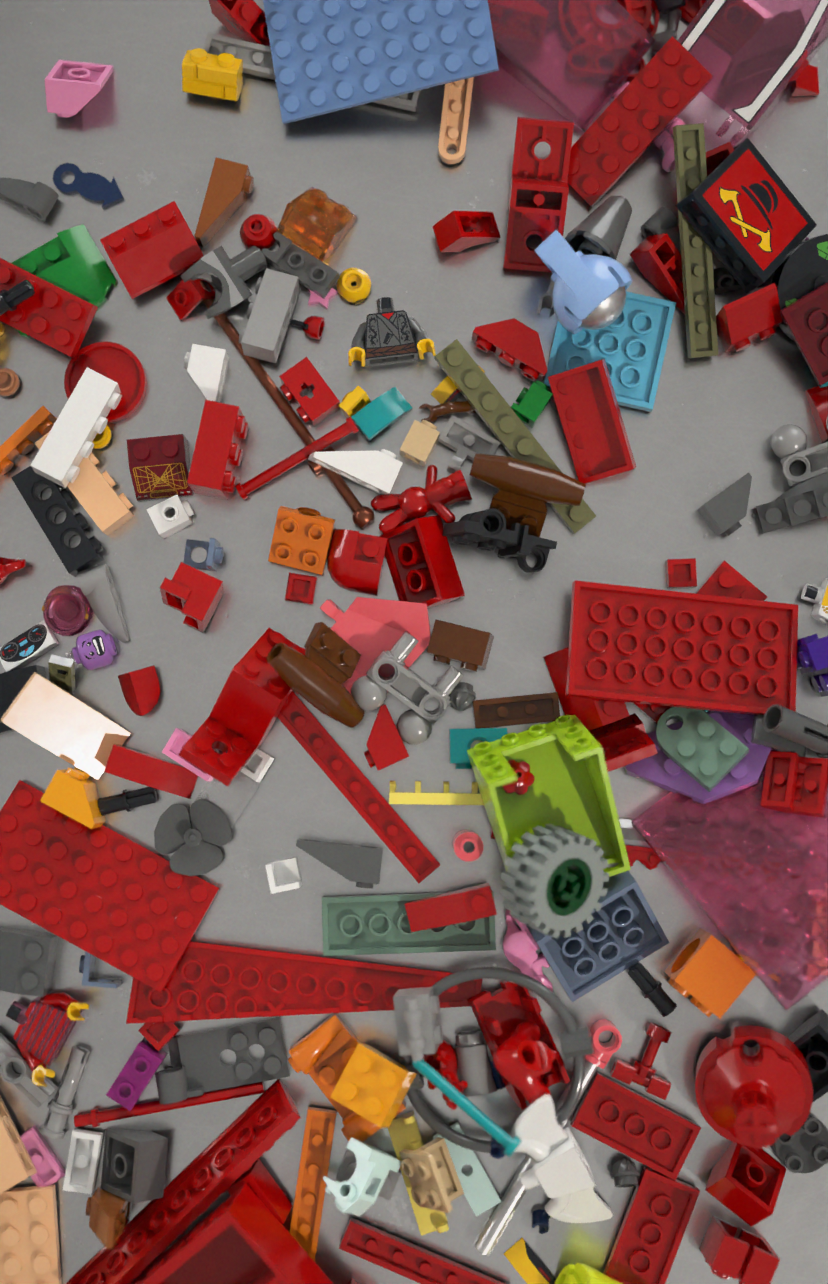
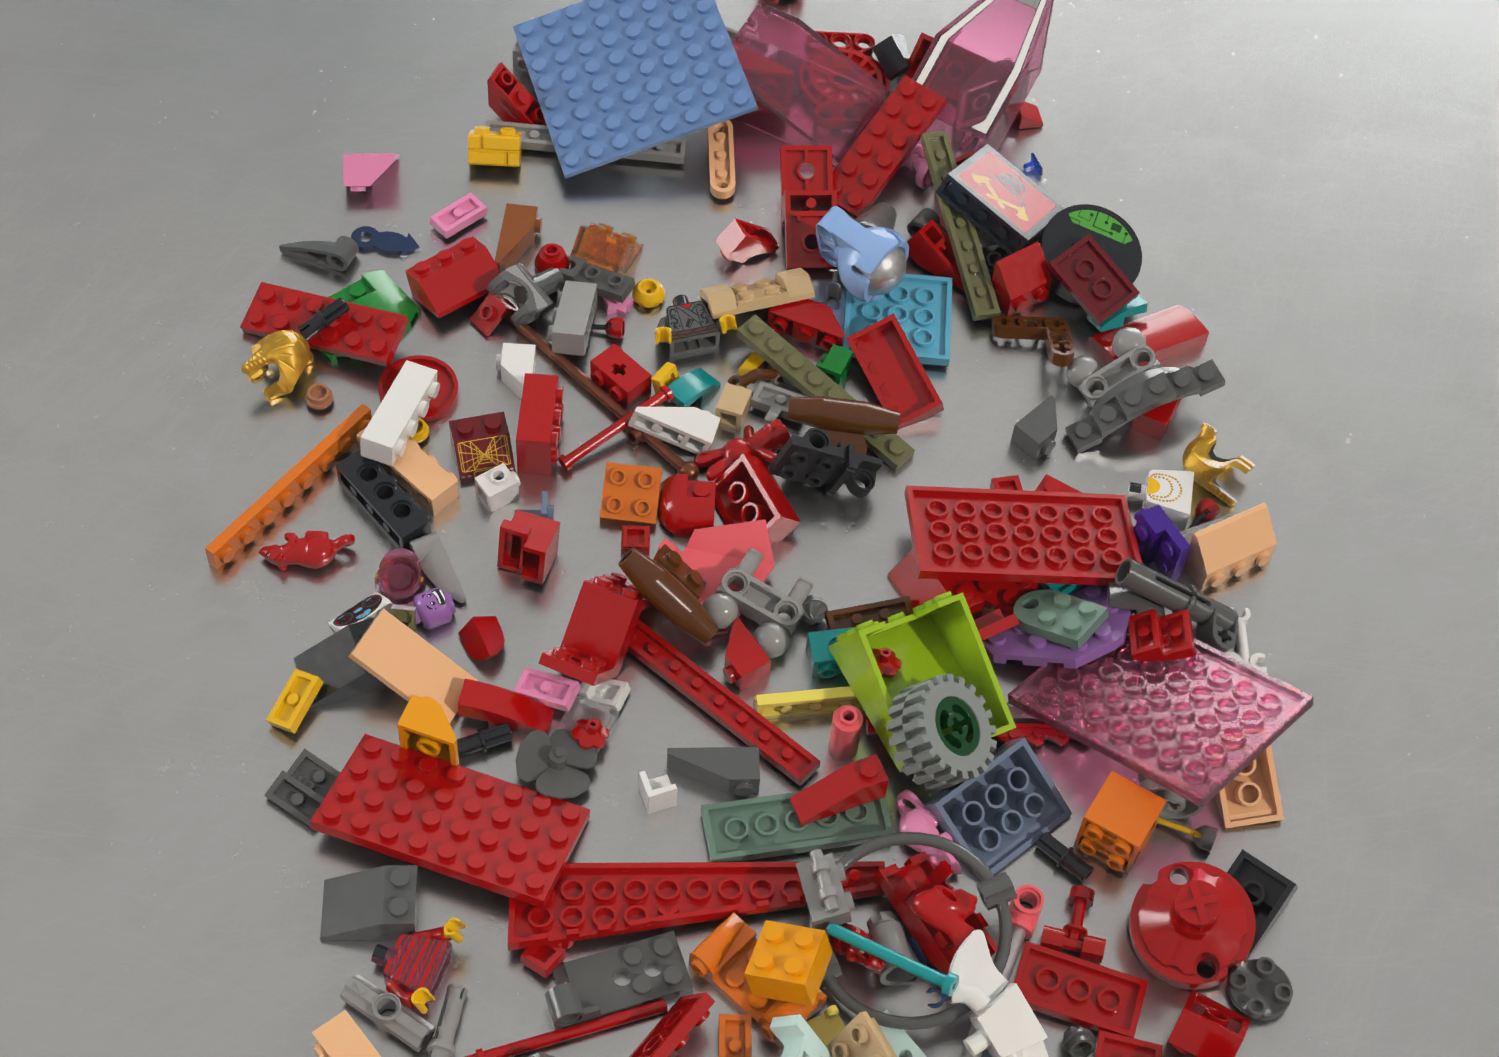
camera: 10 degrees left, 30 degrees down
(87, 967) = (464, 913): sand blue bracket -> none
(136, 1074) = (523, 1000): magenta brick -> none
(166, 161) = (458, 215): none -> bright pink plate
(226, 816) = (590, 733): none -> red plant
(460, 644) = (806, 560): reddish brown brick -> none
(464, 307) = (741, 298): none -> tan piece
(765, 388) = (1050, 329): none -> reddish brown beam
(796, 151) = (1034, 164): none -> clear blue piece

